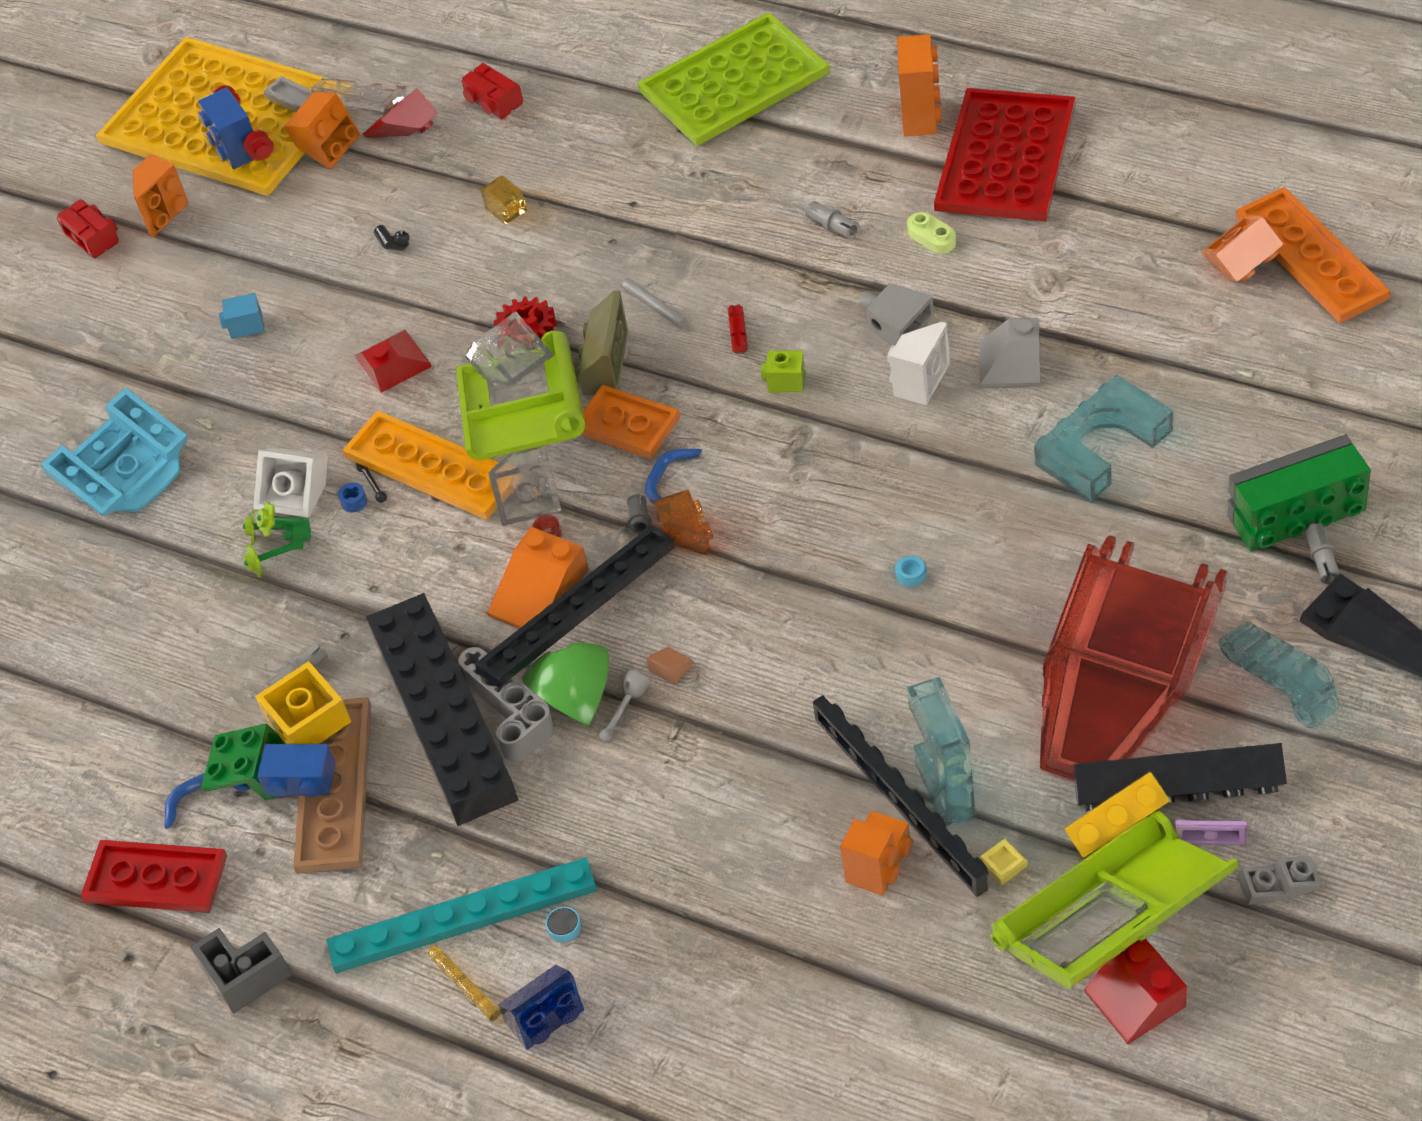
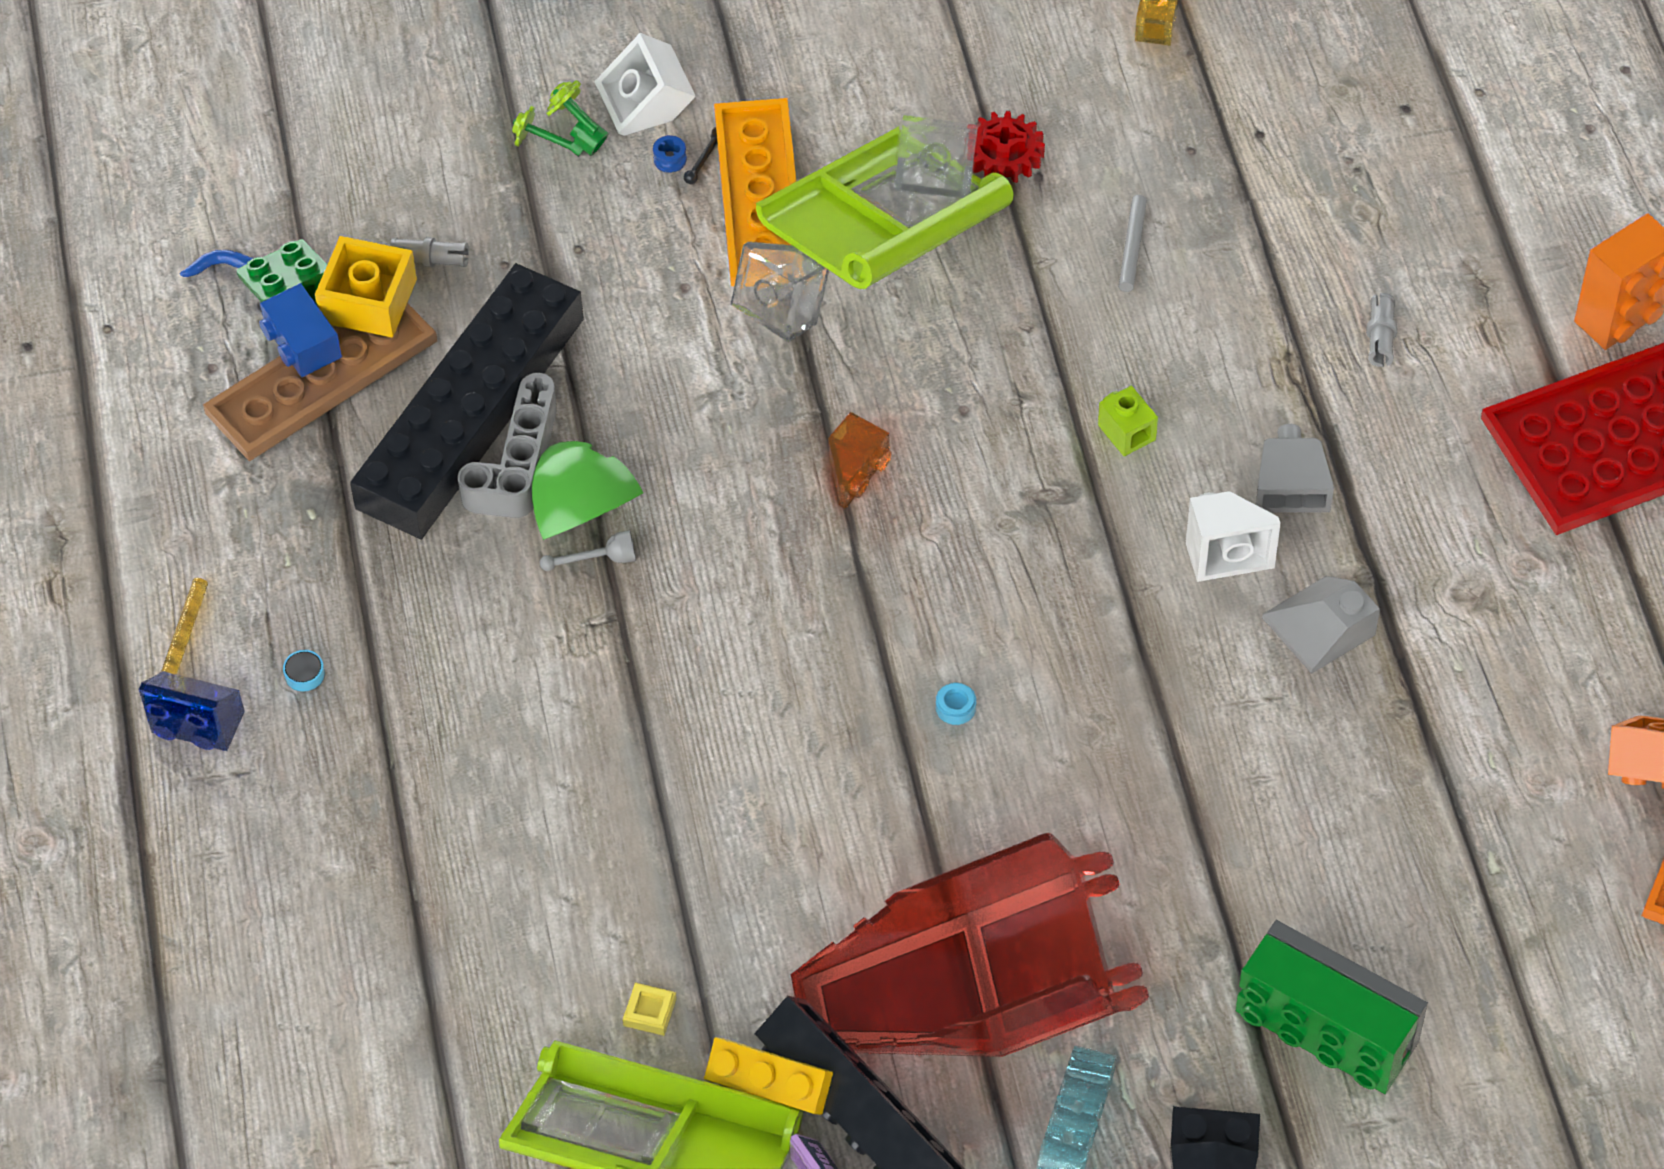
camera: 45 degrees right, 5 degrees up
(154, 876) = (119, 302): red plate -> none
(241, 973) = (57, 437): dark grey brick -> none
(393, 361) = (867, 66): red slope -> none
(460, 915) = (257, 580): teal plate -> none
(536, 576) = (682, 381): orange slope -> none
(550, 522) = (754, 336): clear red bush -> none
(574, 606) = (670, 431): black plate -> none
(603, 346) = (1023, 239): olive slope -> none
(628, 421) = (948, 322): orange plate -> none
(638, 517) = (830, 416): dark grey pin -> none
(660, 467) = (911, 393): blue animal -> none
(669, 664) = (673, 561): nougat slope -> none
(733, 78) = (1514, 105): lime plate -> none
(737, 329) = (1156, 341): red axle -> none
(874, 851) = (568, 885): orange brick -> none
(907, 802) = (654, 875): black plate -> none
(931, 232) = (1445, 432): yellowish green plate -> none
(945, 754) = (692, 865): clear light blue arch -> none
(1112, 406) = (1324, 755): clear light blue arch -> none
(1322, 552) = (1279, 1081): light grey axle -> none

